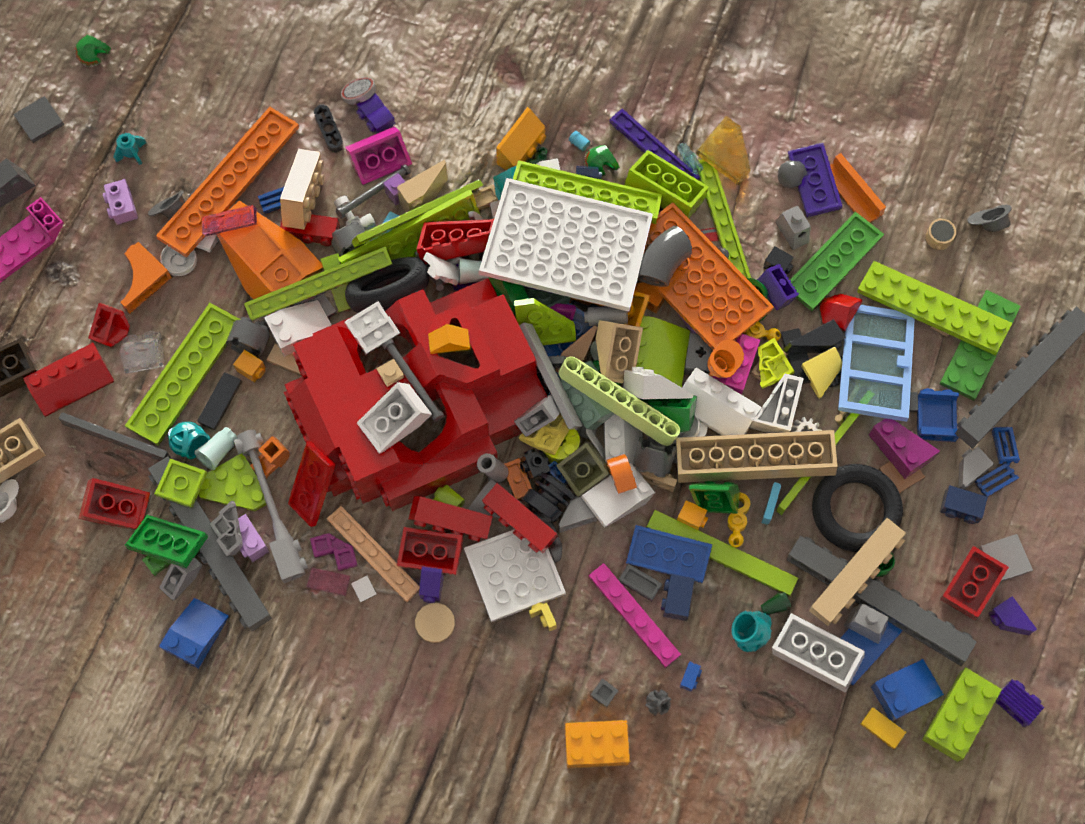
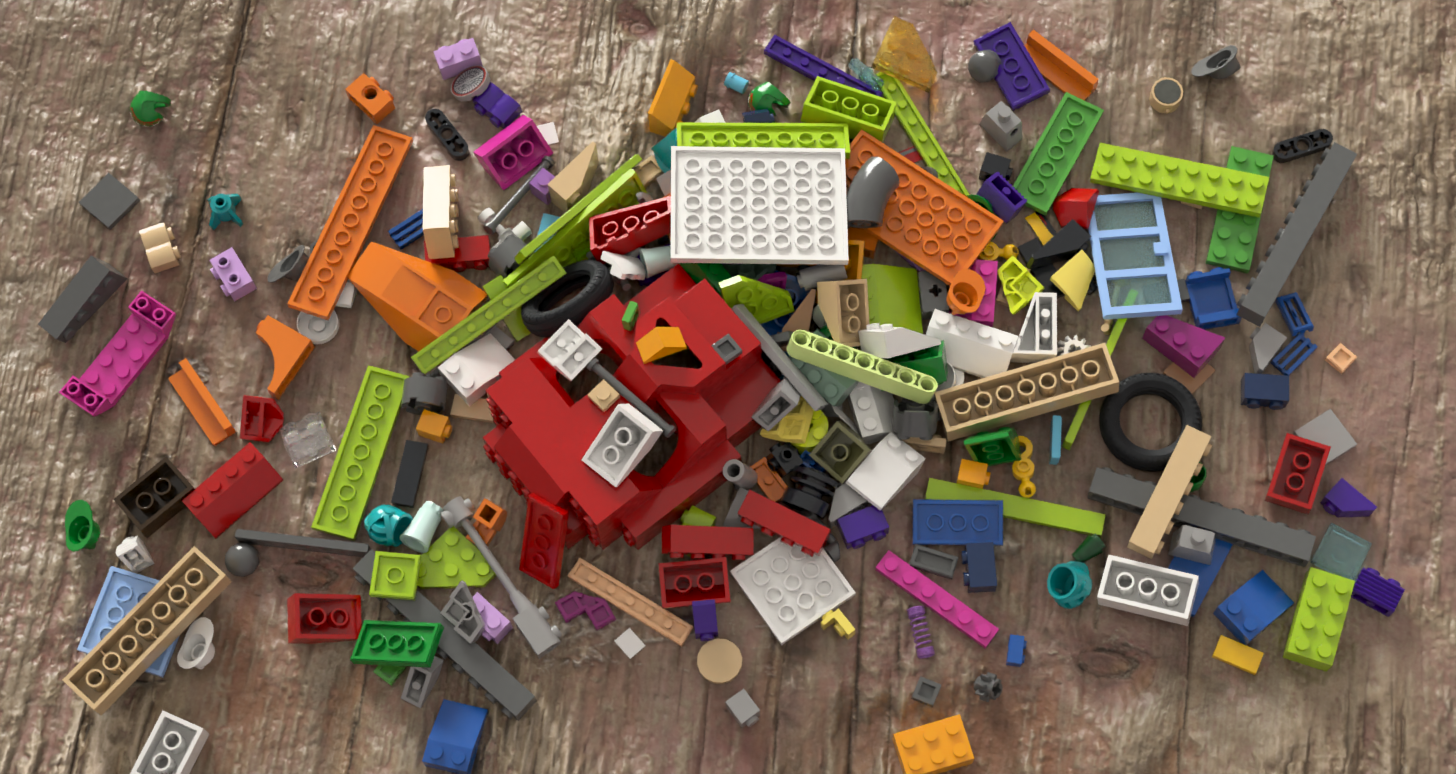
camera: 10 degrees left, 0 degrees up
(60, 439) = (242, 559): none -> dark grey hair
(65, 302) = (201, 404): none -> orange panel
(67, 166) = (160, 248): none -> tan brick
(229, 220) = (367, 267): clear pink plate -> none
(275, 93) = (375, 108): none -> orange brick
(328, 581) = (589, 645): clear pink tile -> none
(353, 67) = (457, 57): none -> lavender brick
(412, 146) = (548, 132): none -> white sticker
(431, 310) = (630, 316): none -> bright green tile
(443, 669) = (743, 709): none -> light grey brick
(505, 358) = (727, 348): none -> dark grey plate
(541, 155) = (697, 111): dark green arm -> none
(587, 538) = (863, 527): none -> dark purple brick
(612, 621) = (917, 611): none -> medium lavender piece
(621, 473) = (884, 446): orange brick -> none
(805, 319) = (1041, 226): none -> yellow sticker
(996, 661) = (1341, 552): none -> clear light blue tile
(1036, 492) = (1340, 358): none -> light nougat tile
(1041, 309) = (1308, 138): none -> black beam

